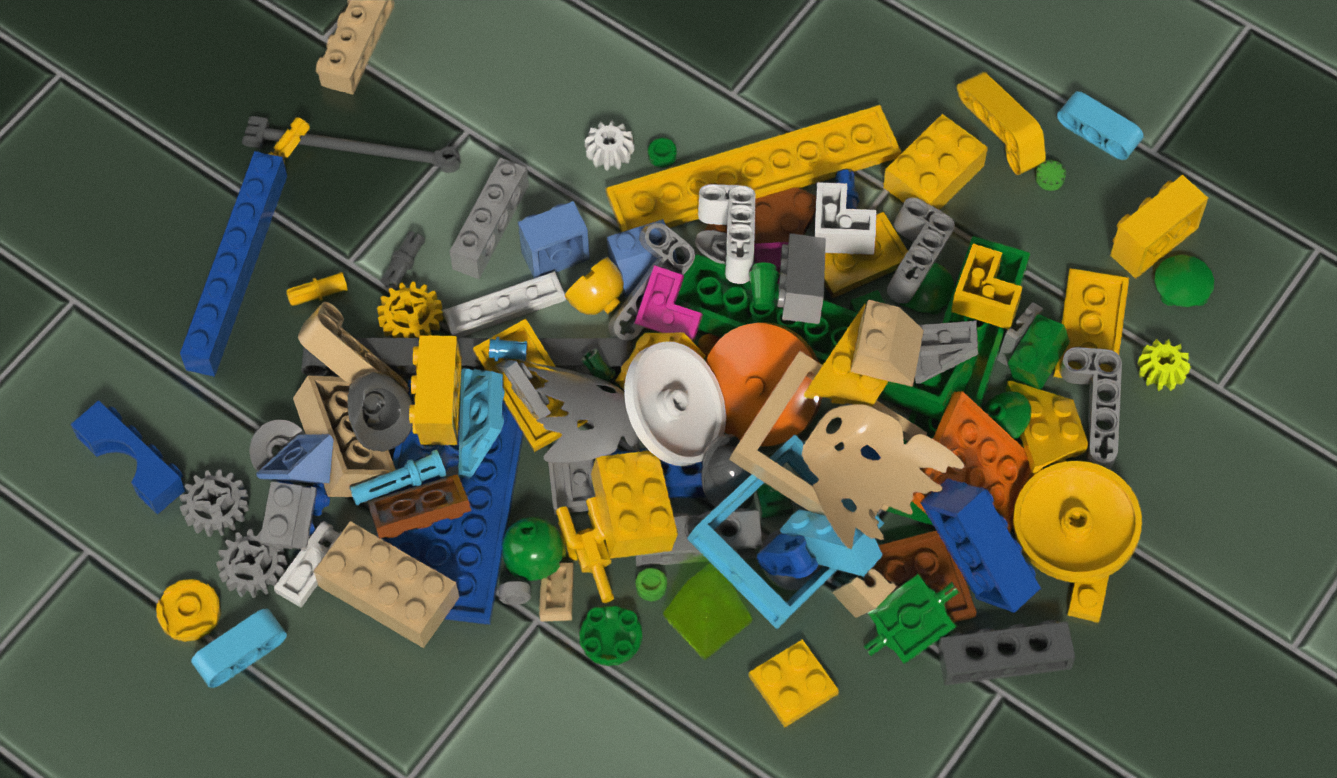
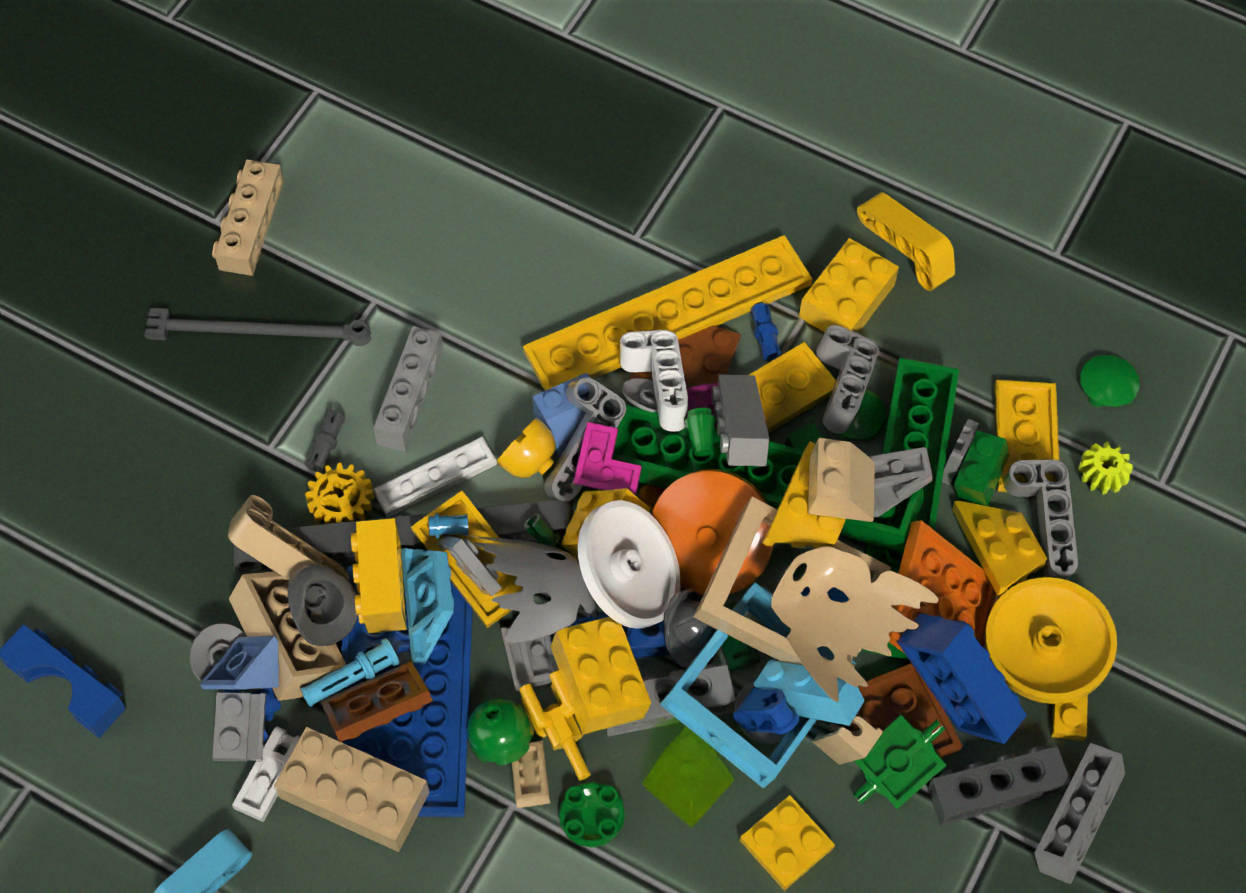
camera: 10 degrees left, 0 degrees up
(188, 610) = (144, 839): yellow tile -> none
(200, 499) = (147, 725): light grey gear -> none
(233, 264) = (150, 465): blue brick -> none
(238, 569) = (193, 788): light grey gear -> none
(290, 138) = (191, 332): yellow axle -> none
(317, 289) = (239, 480): yellow axle -> none
(514, 593) = (486, 780): light grey tile -> none
(554, 239) = (478, 404): medium blue brick -> none
(609, 145) = (520, 302): white gear -> none
(651, 584) = (625, 754): bright green tile -> none
(662, 152) = (574, 304): green tile -> none
(844, 229) = (771, 363): white brick -> none
(981, 294) = (921, 417): yellow brick -> none
(1010, 411) = (967, 531): green dish -> none
(1050, 175) = (961, 288): bright green tile -> none
(1079, 686) = (1080, 813): none -> light grey brick
(1100, 125) = (1002, 234): medium azure beam -> none
(1158, 225) = (1078, 328): yellow brick -> none

